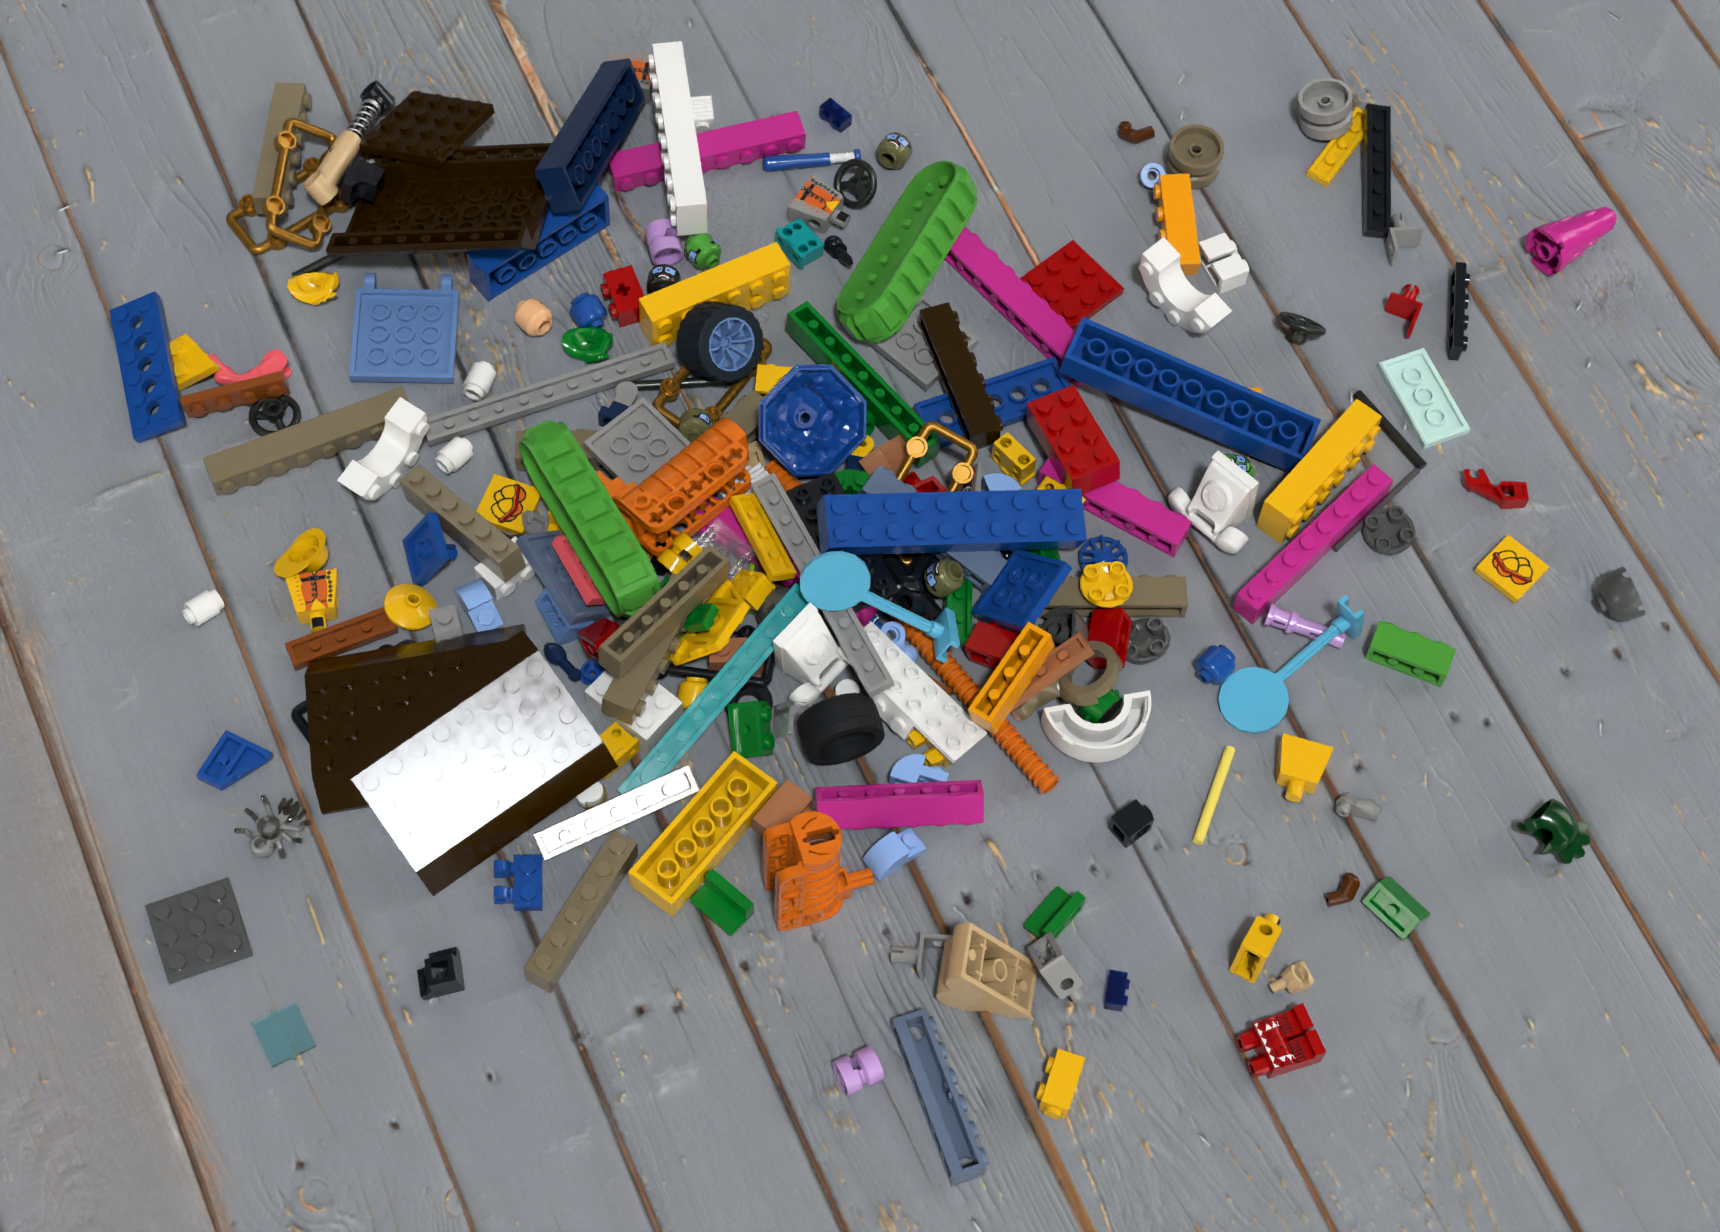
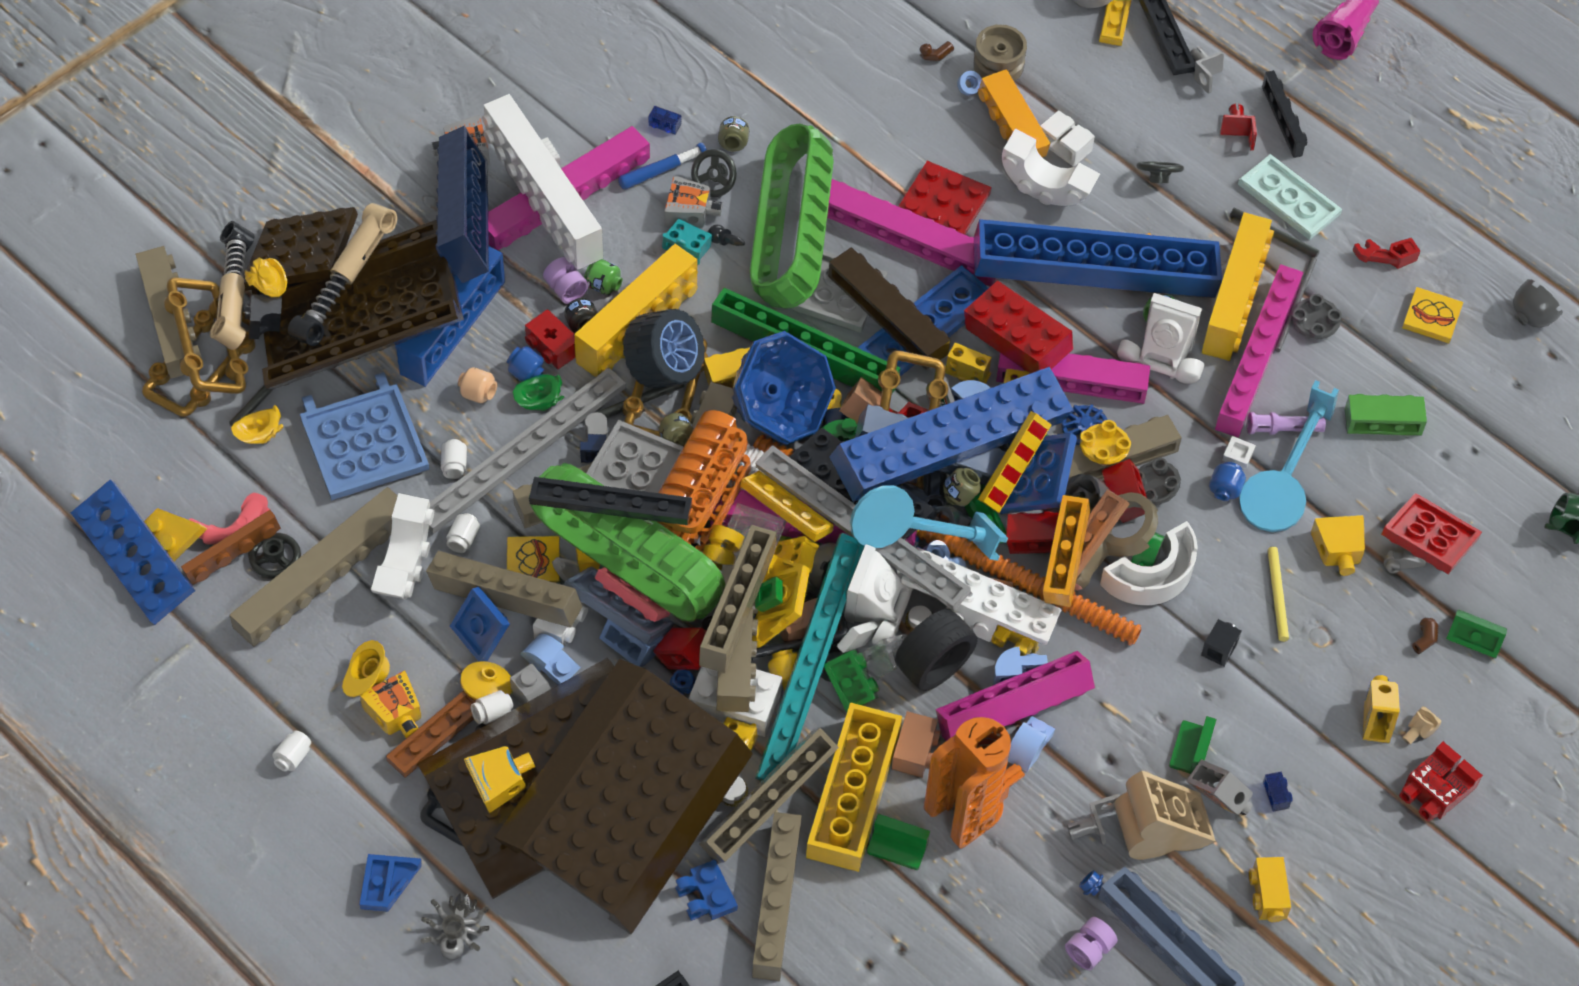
camera: 20 degrees left, 5 degrees down
(365, 700) = (498, 775): none -> yellow torso
(378, 146) = (267, 277): none -> yellow hat
(399, 632) = (491, 707): none -> white brick
(496, 127) = (375, 223): none -> piece
(581, 474) = (610, 501): none -> black plate
(774, 689) = (858, 636): none -> white tile
(888, 1012) = (1091, 883): none -> blue plate
(1004, 571) = (1014, 461): none -> yellow tile
(1242, 640) = (1239, 452): none -> white plate
(1396, 790) = (1431, 533): none -> red plate

